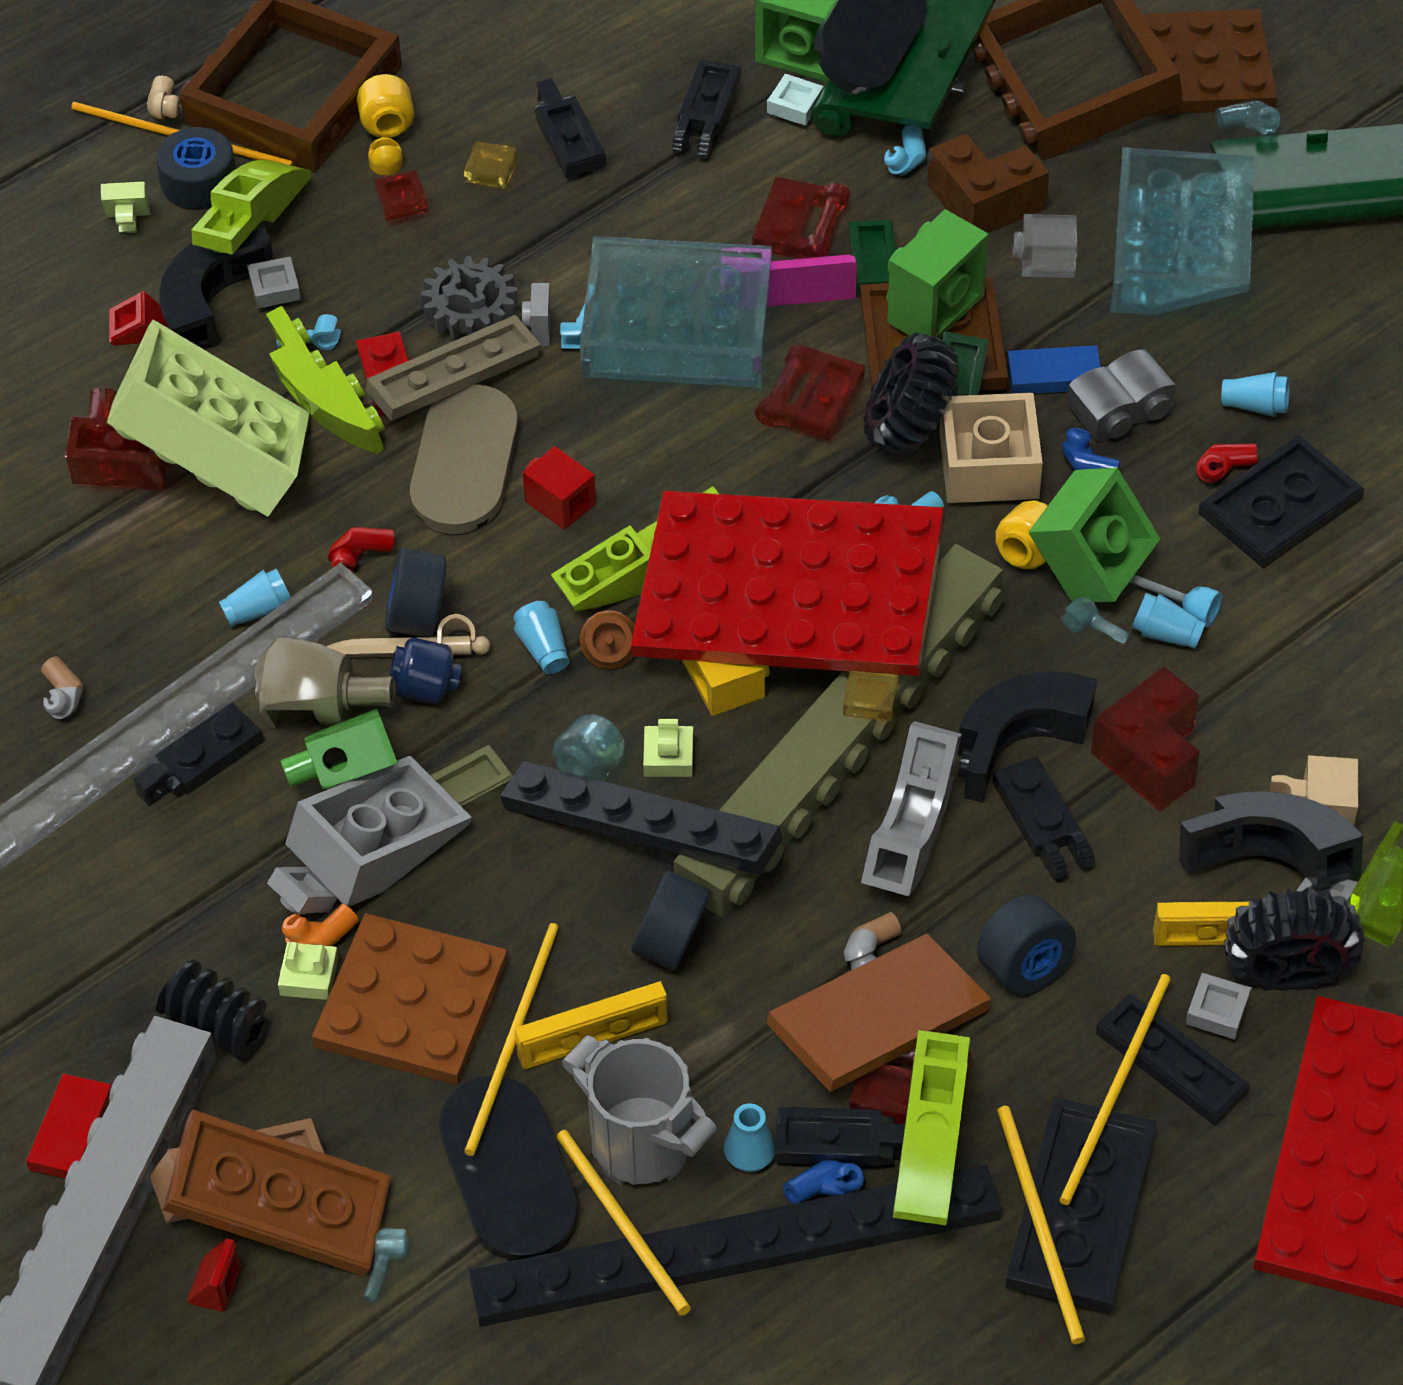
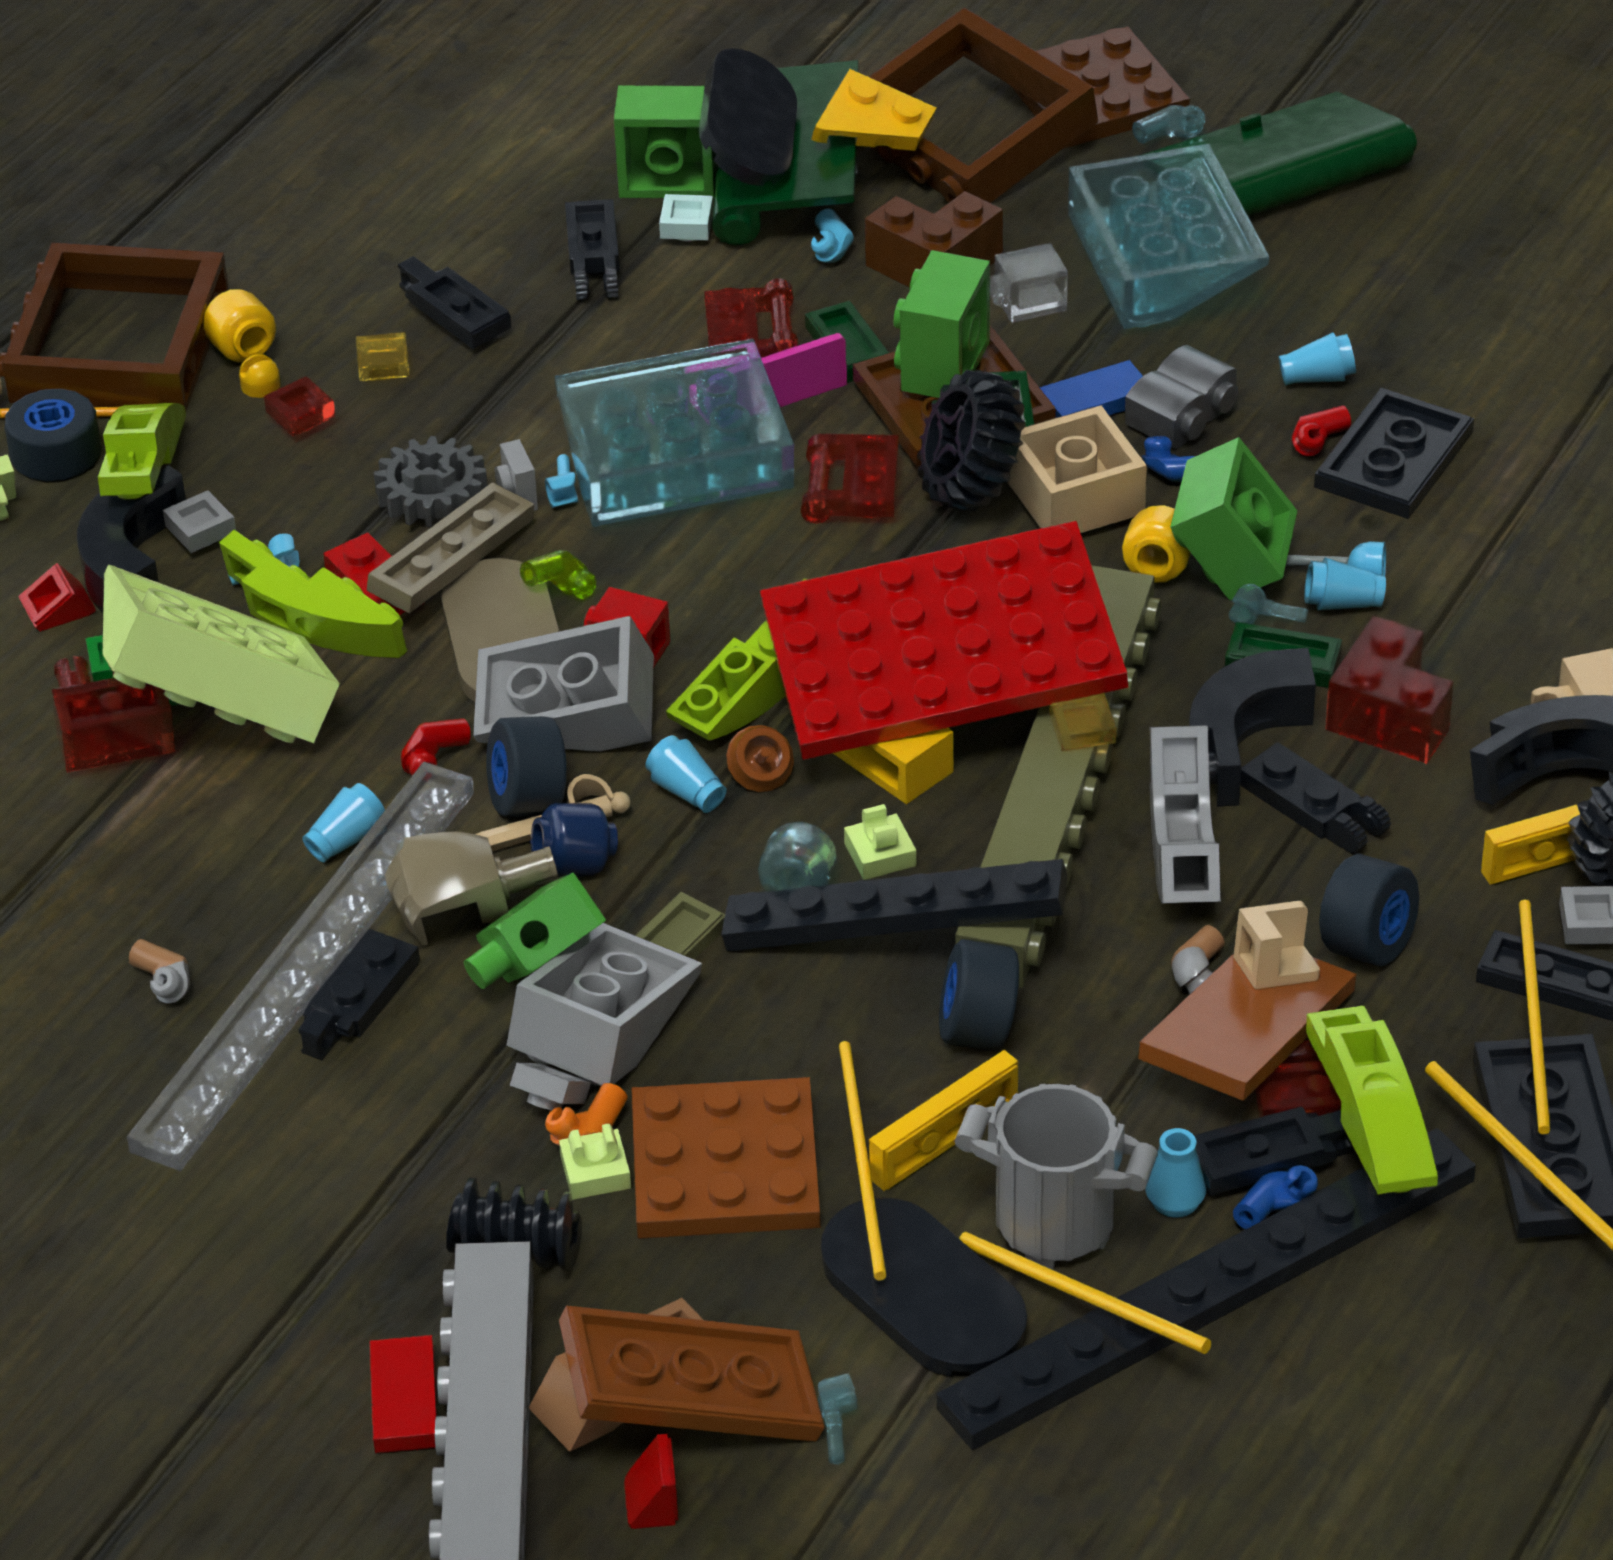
camera: 20 degrees left, 10 degrees down
(485, 529) = (584, 678): none -> light grey slope
(532, 413) = (561, 570): none -> clear neon green arm
(929, 956) = (1272, 945): none -> tan panel
(980, 50) = (874, 115): none -> yellow wing
(1075, 656) = (1255, 639): none -> dark green tile

